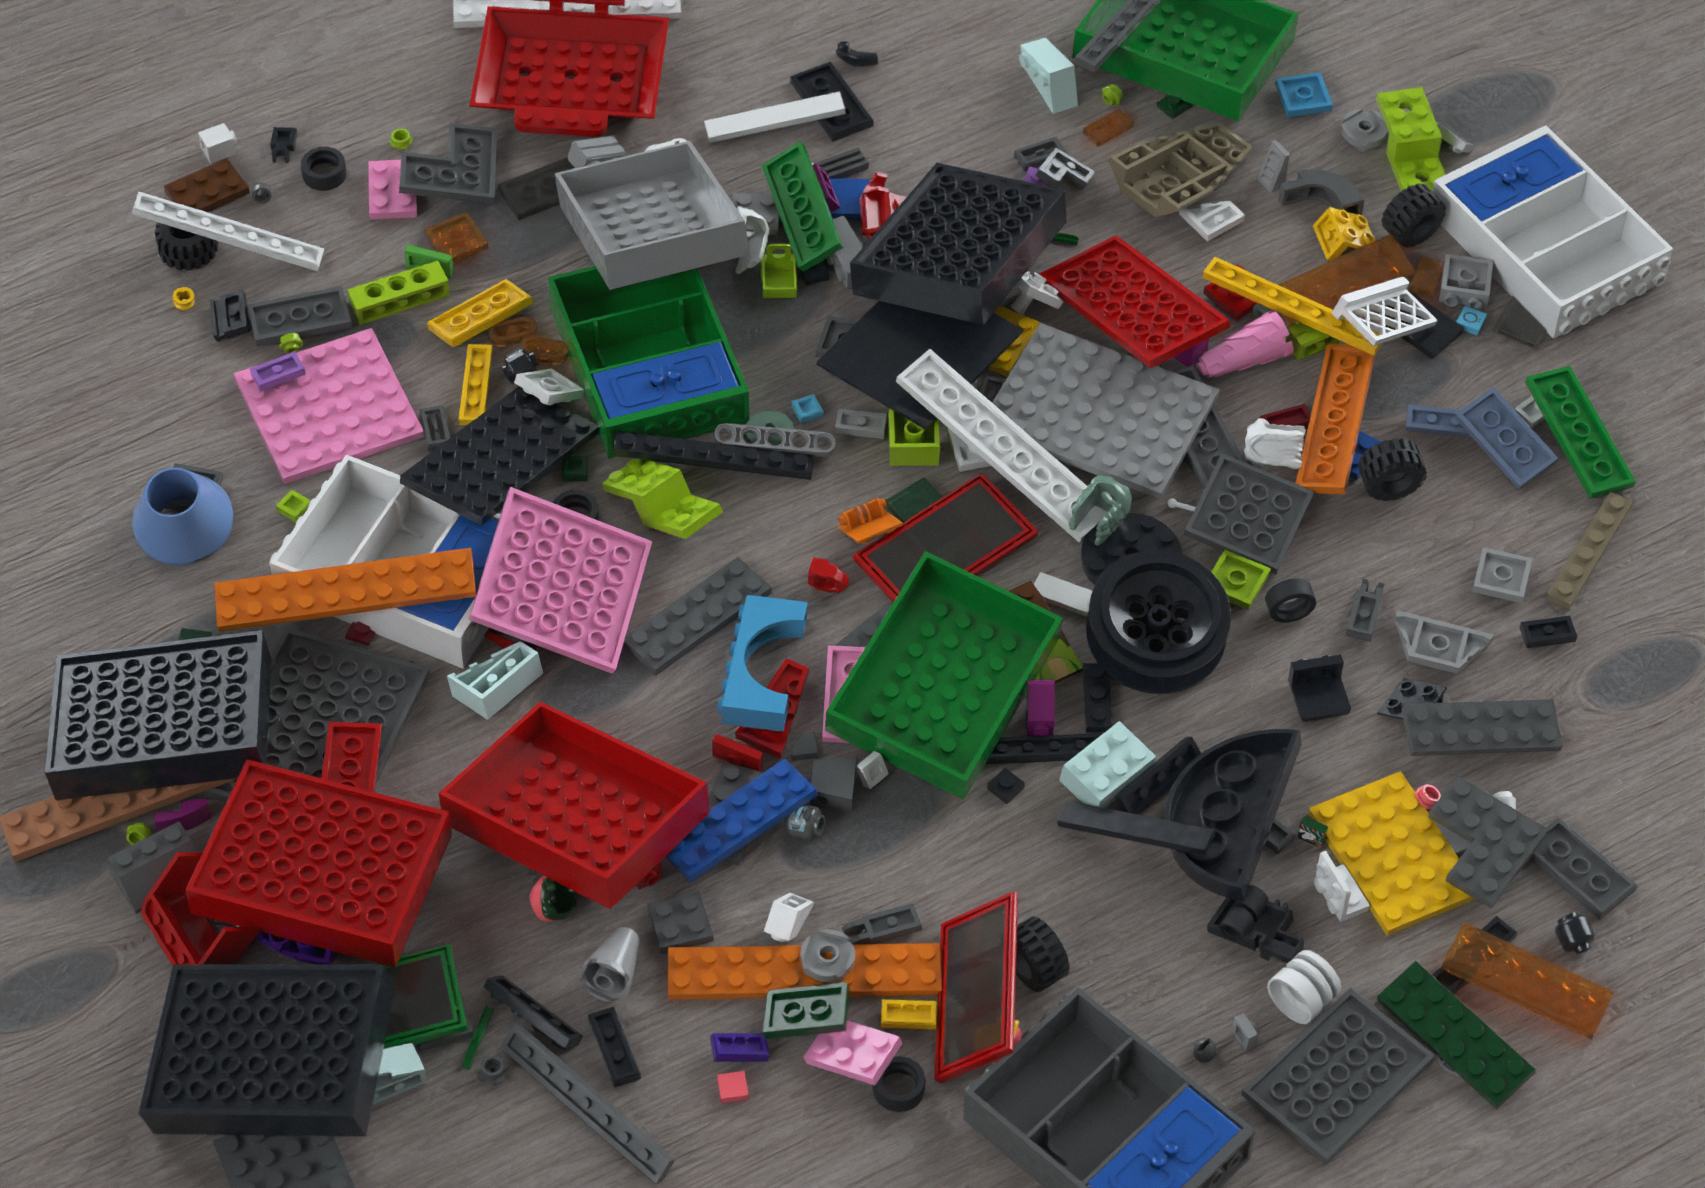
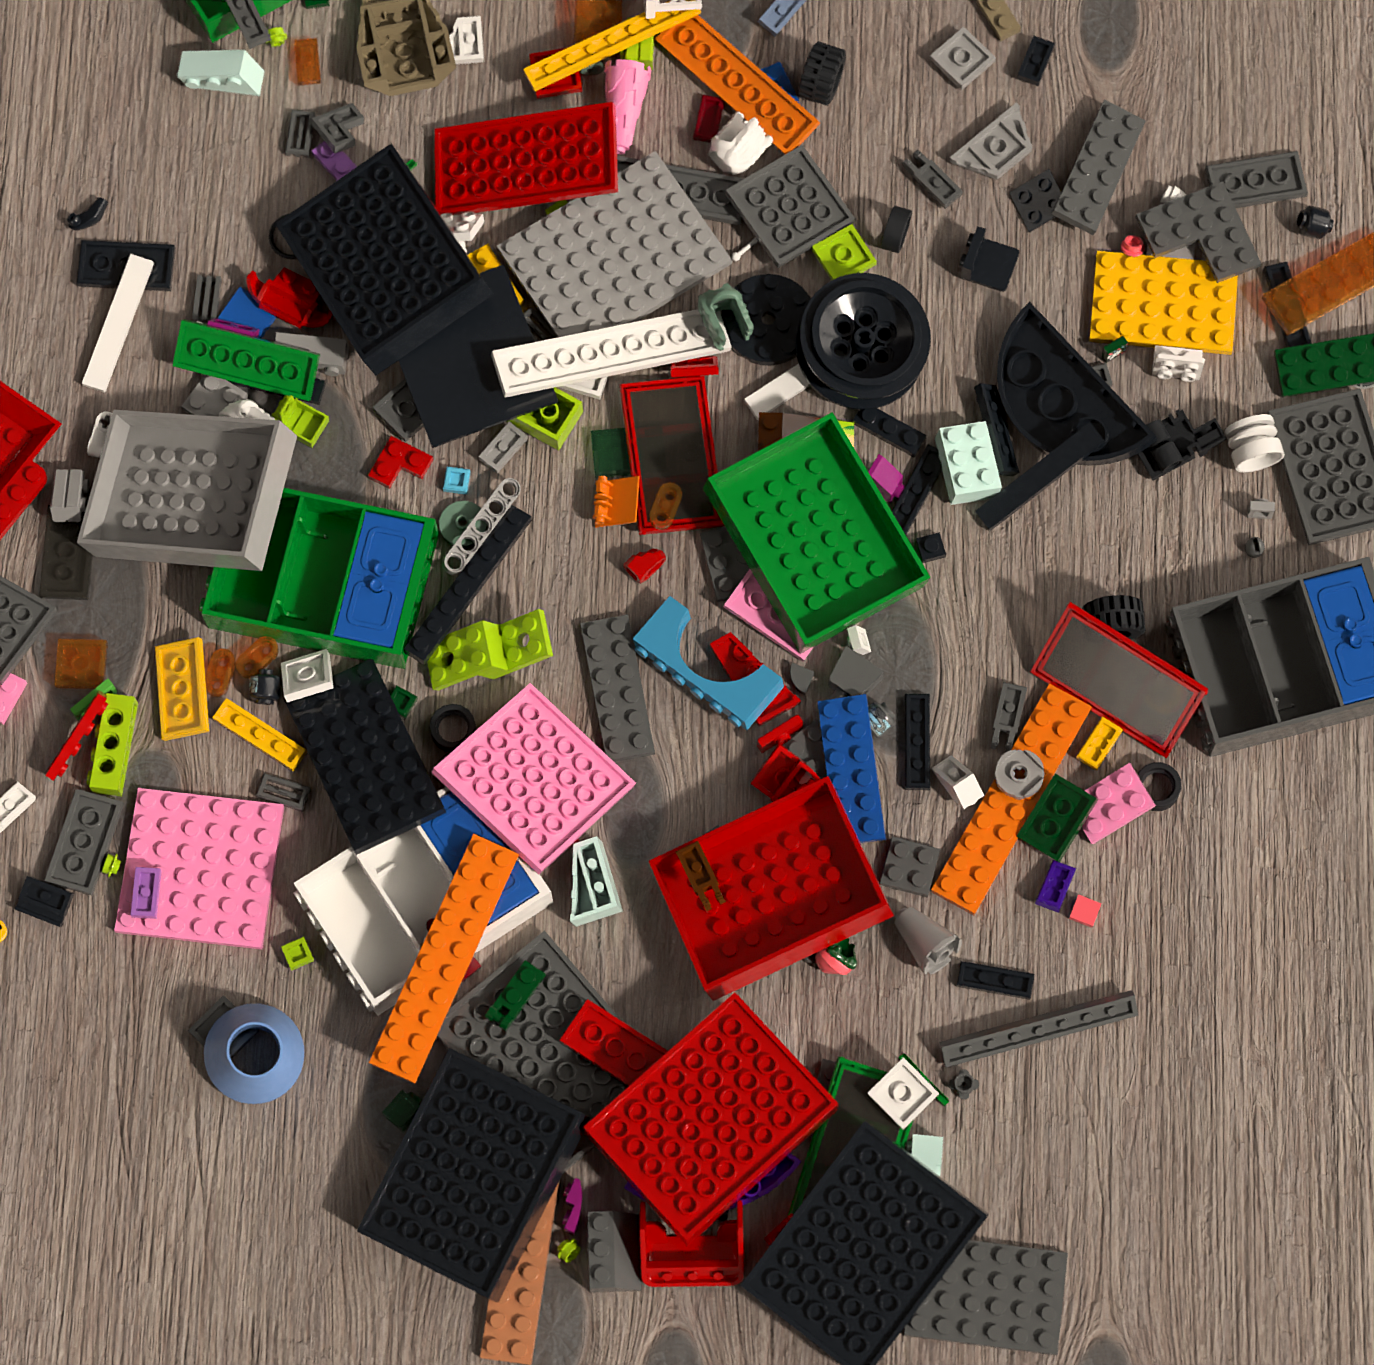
camera: 55 degrees left, 20 degrees up
(352, 673) = (516, 995): none -> dark green plate
(391, 258) = (82, 728): none -> red plate
(443, 1009) = (903, 1093): none -> white plate
(528, 1008) = (931, 1025): black plate -> none
(546, 736) = (699, 873): none -> reddish brown hinge
(705, 765) = (783, 774): none -> red plate
(797, 357) = (399, 456): none -> red plate
(807, 868) = (917, 741): none -> black tile
(889, 557) = (664, 506): none -> clear orange plate
(1041, 521) = (695, 367): none -> red plate

